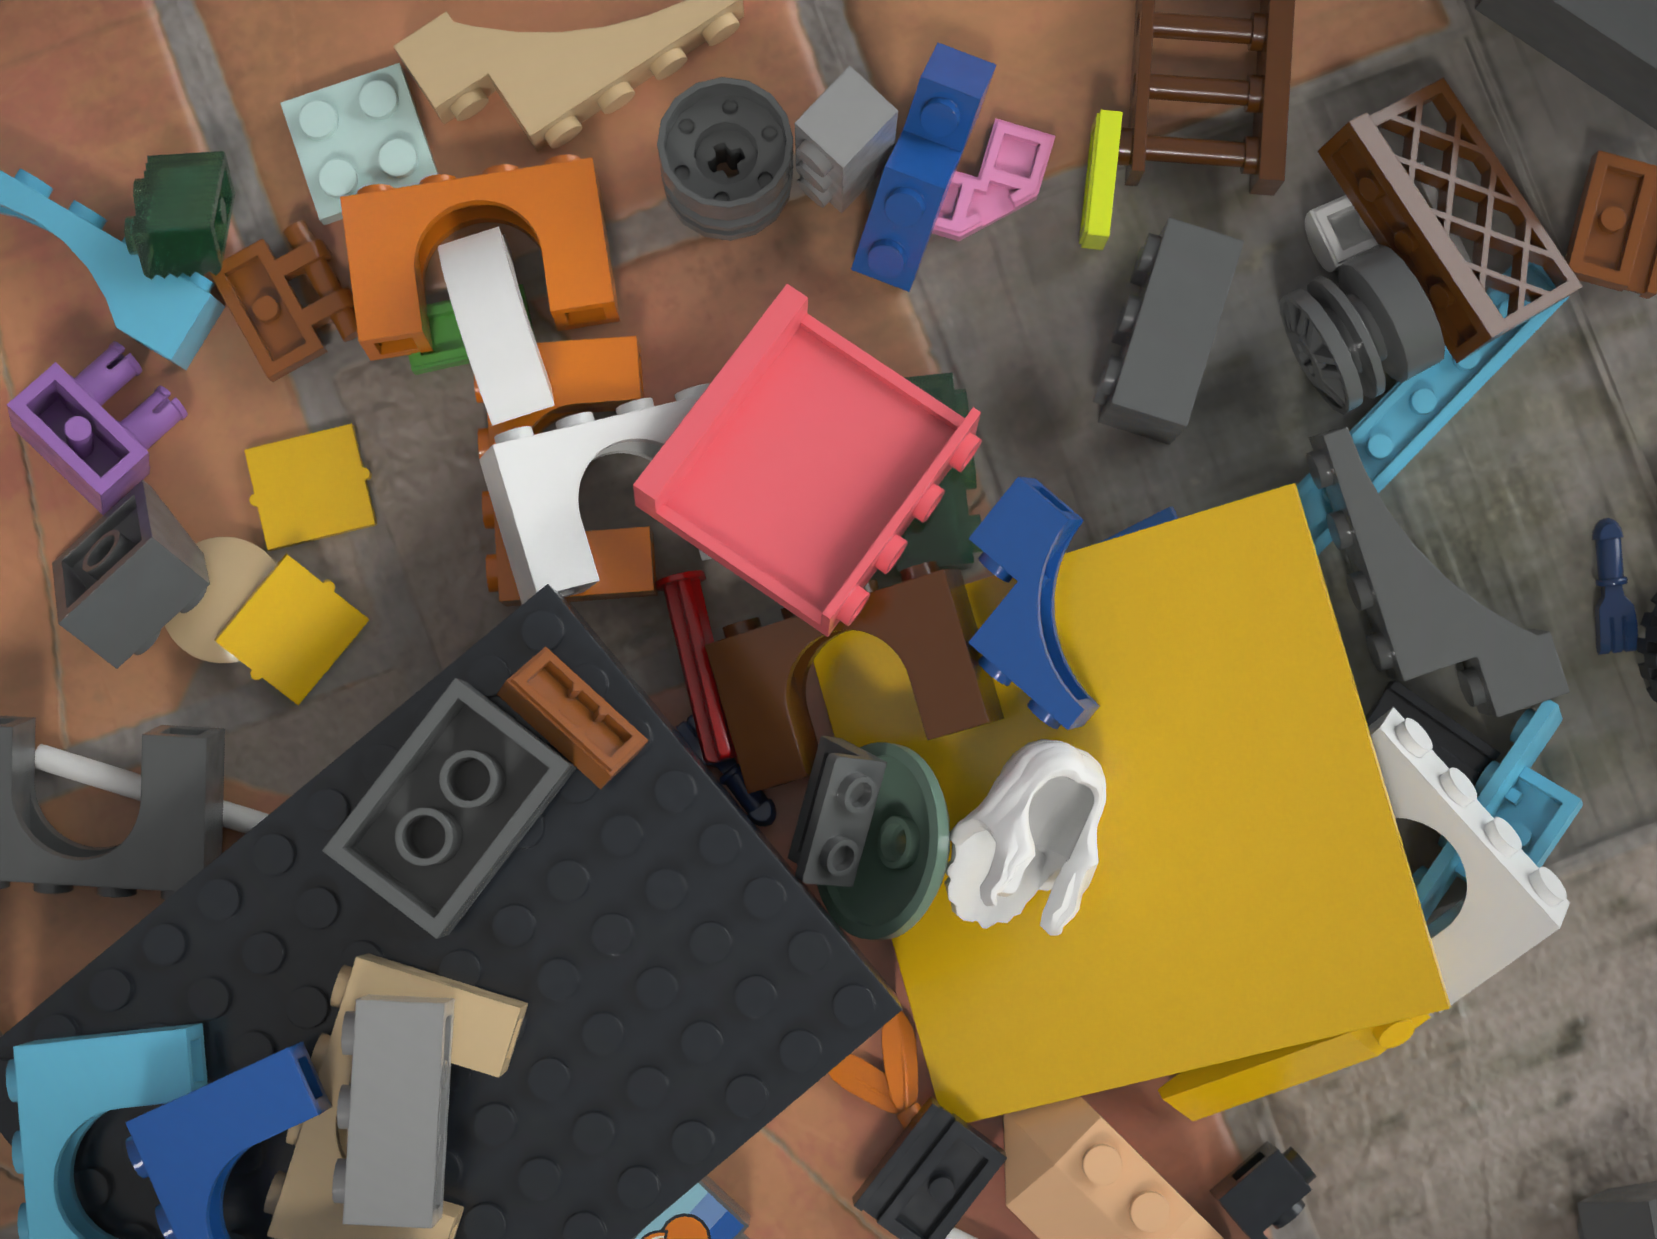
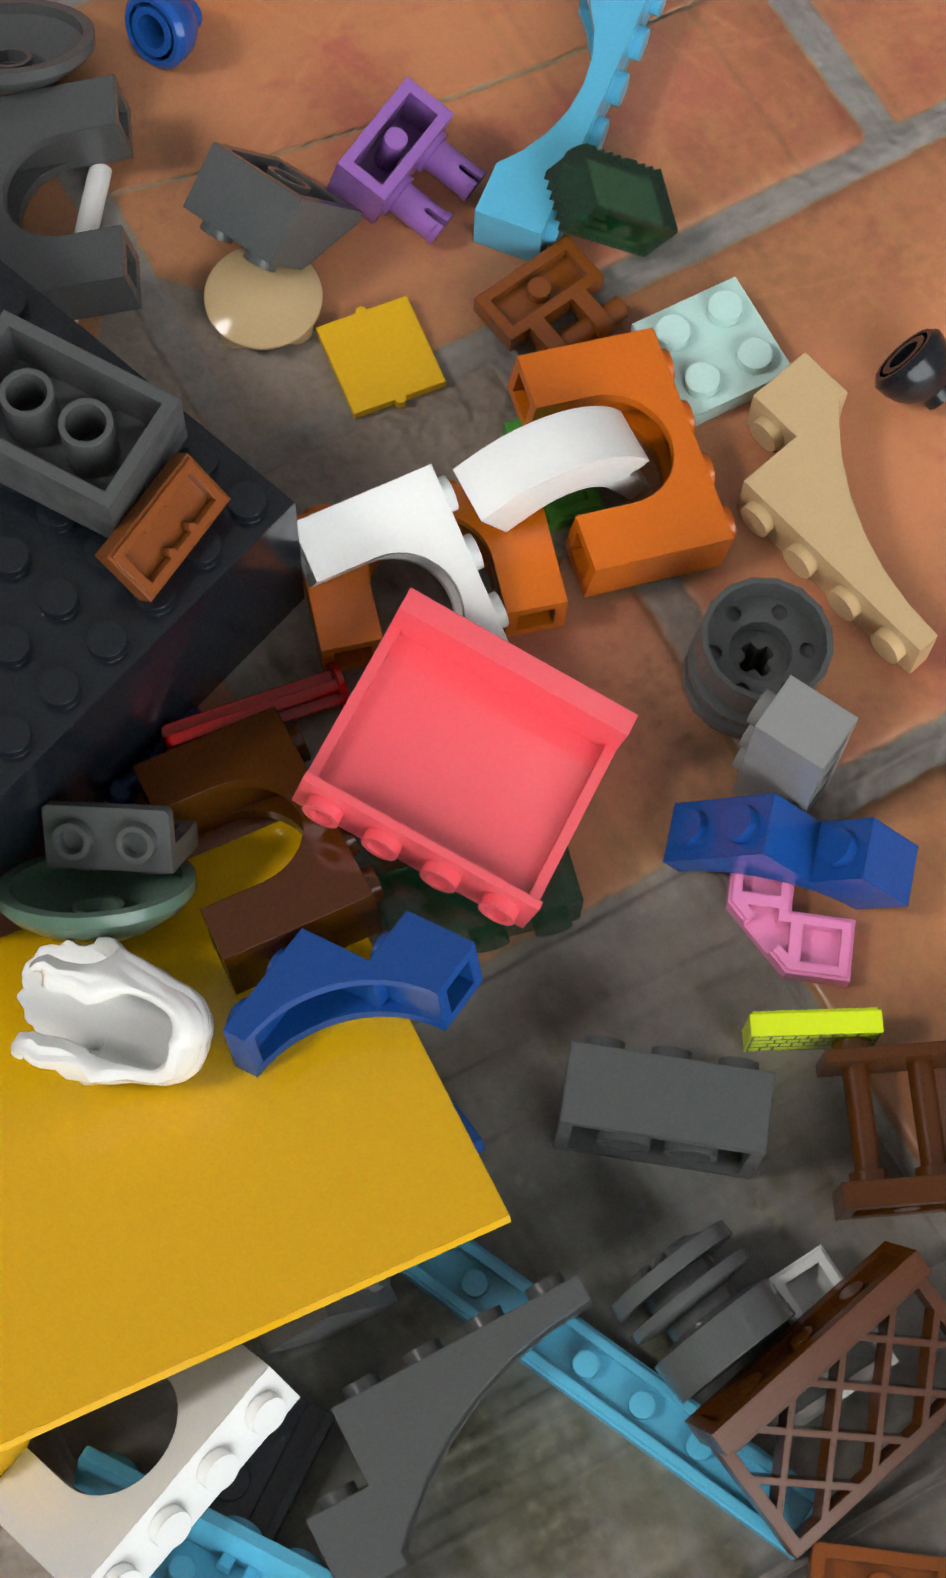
camera: 80 degrees right, 15 degrees down
(291, 629) = (243, 355): yellow piece -> none

